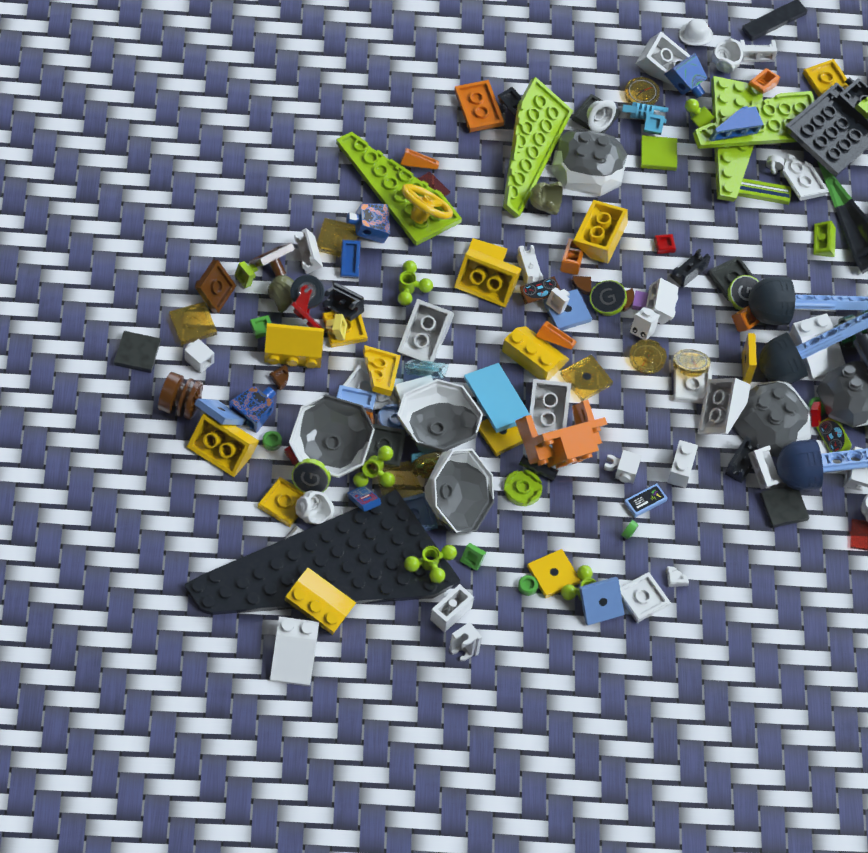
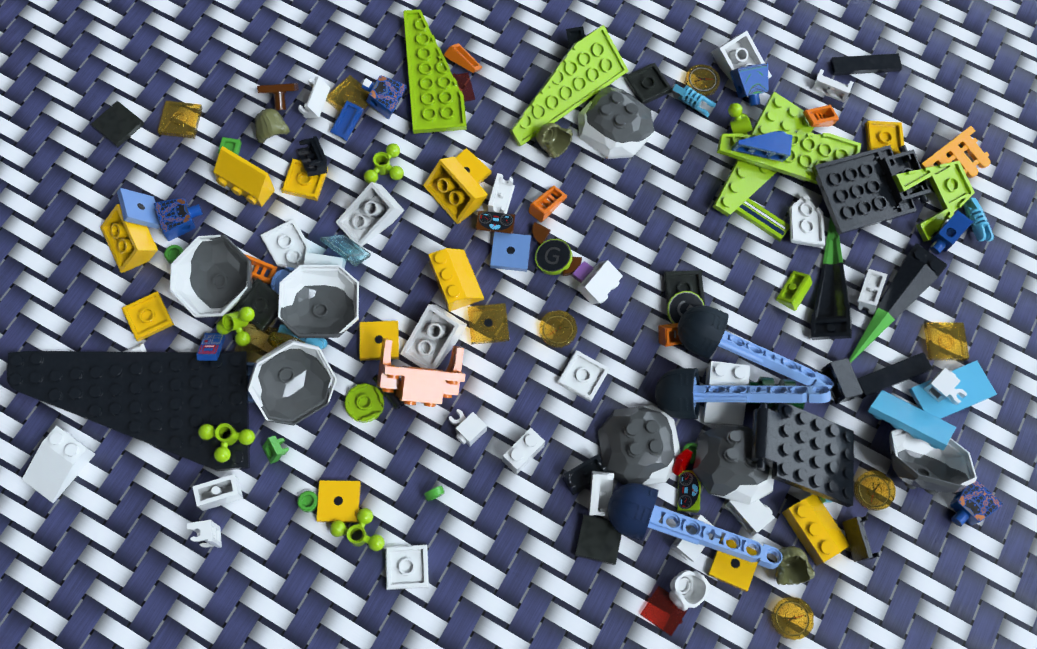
camera: 30 degrees right, 10 degrees up
(178, 395) = (112, 174): reddish brown wheel -> none
(199, 355) = (162, 150): white brick -> none
(215, 286) = (212, 94): reddish brown tile -> none
(245, 273) = (250, 95): lime tile -> none
(280, 377) = (220, 200): reddish brown tile -> none
(306, 294) = (276, 136): plate -> none
(311, 475) = (172, 305): black tile -> none
(314, 507) = (160, 335): white hair -> none
(320, 601) = (103, 427): yellow slope -> none
(337, 326) = (292, 177): light yellow tile -> none
(357, 396) = (267, 249): light blue tile -> none
(381, 369) = (305, 233): yellow wing -> none
(425, 205) = (434, 99): yellow piece -> none
(479, 106) = (546, 32): orange plate -> none
(496, 396) = (391, 306): medium azure tile -> none
(554, 335) = (482, 271): orange slope -> none
(558, 300) = (503, 238): white tile -> none
(601, 115) = (647, 85): white hat -> none
(601, 230) = (583, 191): yellow slope -> none
(601, 601) = (359, 554): medium blue tile -> none
(644, 323) = (570, 296): white brick -> none
(645, 500) = (469, 470): tile -> none
(654, 124) = (693, 113): medium azure tile -> none
(659, 153) = (684, 141): lime tile -> none
(664, 244) = (639, 228): red tile -> none
(676, 578) = (450, 562): white tile -> none
(690, 269) = (648, 263): black hinge -> none
(691, 362) = (593, 354): clear yellow tile -> none
(696, 33) = (784, 47): white hat -> none
(722, 405) = (593, 412): white slope -> none
(727, 55) = (800, 78): white hair -> none
(749, 358) = (647, 376): yellow tile -> none
(775, 163) = (787, 197): white tile -> none

